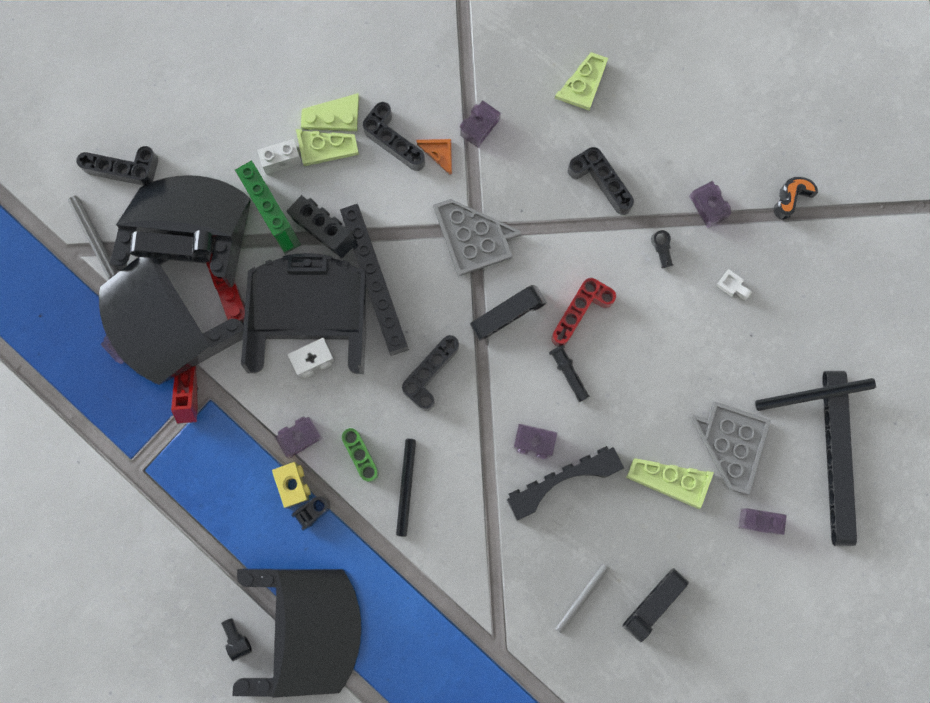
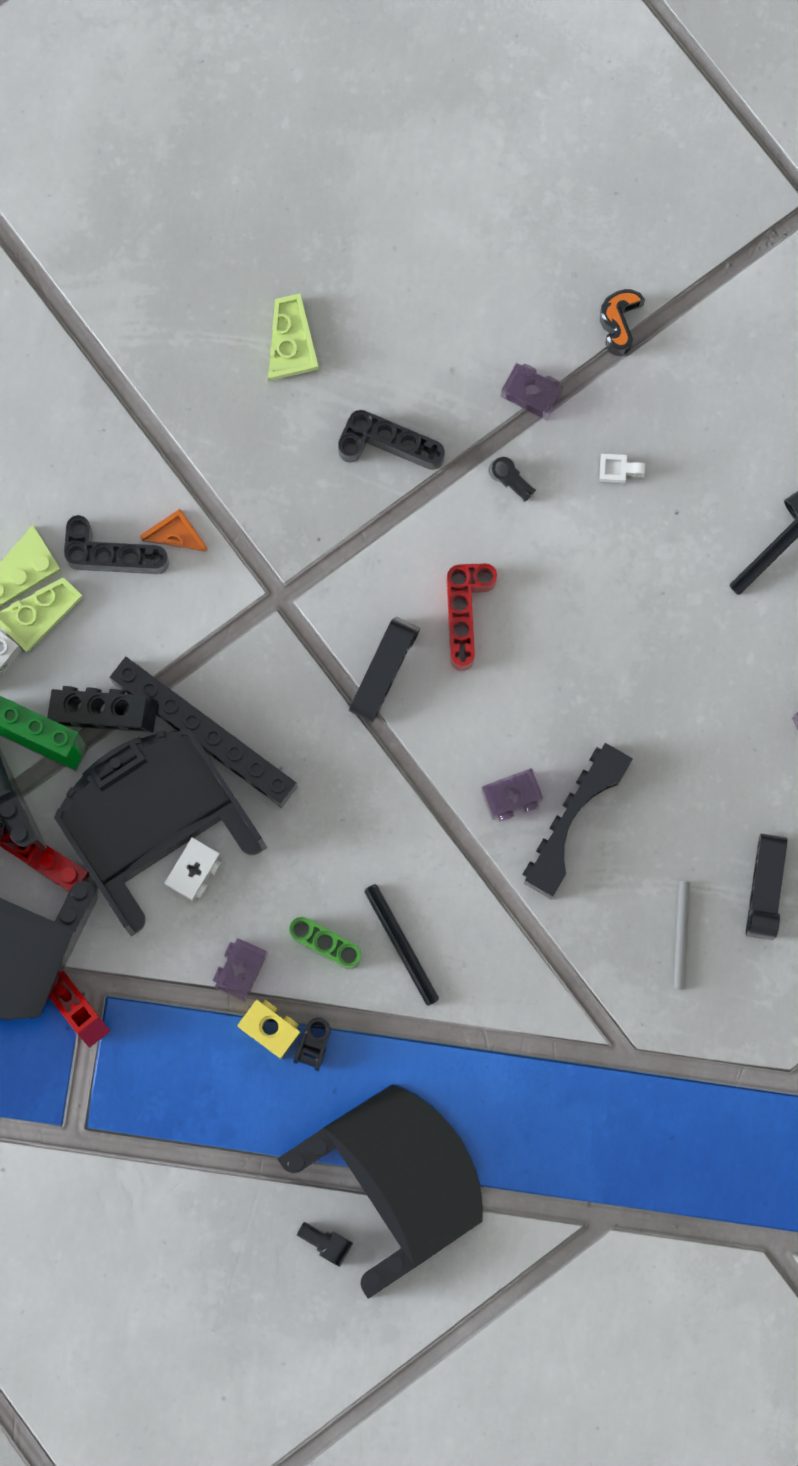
camera: 35 degrees left, 0 degrees up
(434, 369) = (340, 790): black beam -> none
(473, 237) = (283, 607): light grey wing -> none
(478, 133) = (205, 483): clear purple brick -> none
(565, 365) = (489, 686): black pin -> none
(676, 482) = (704, 735): yellowish green wing -> none
(734, 443) = (736, 649): light grey wing -> none

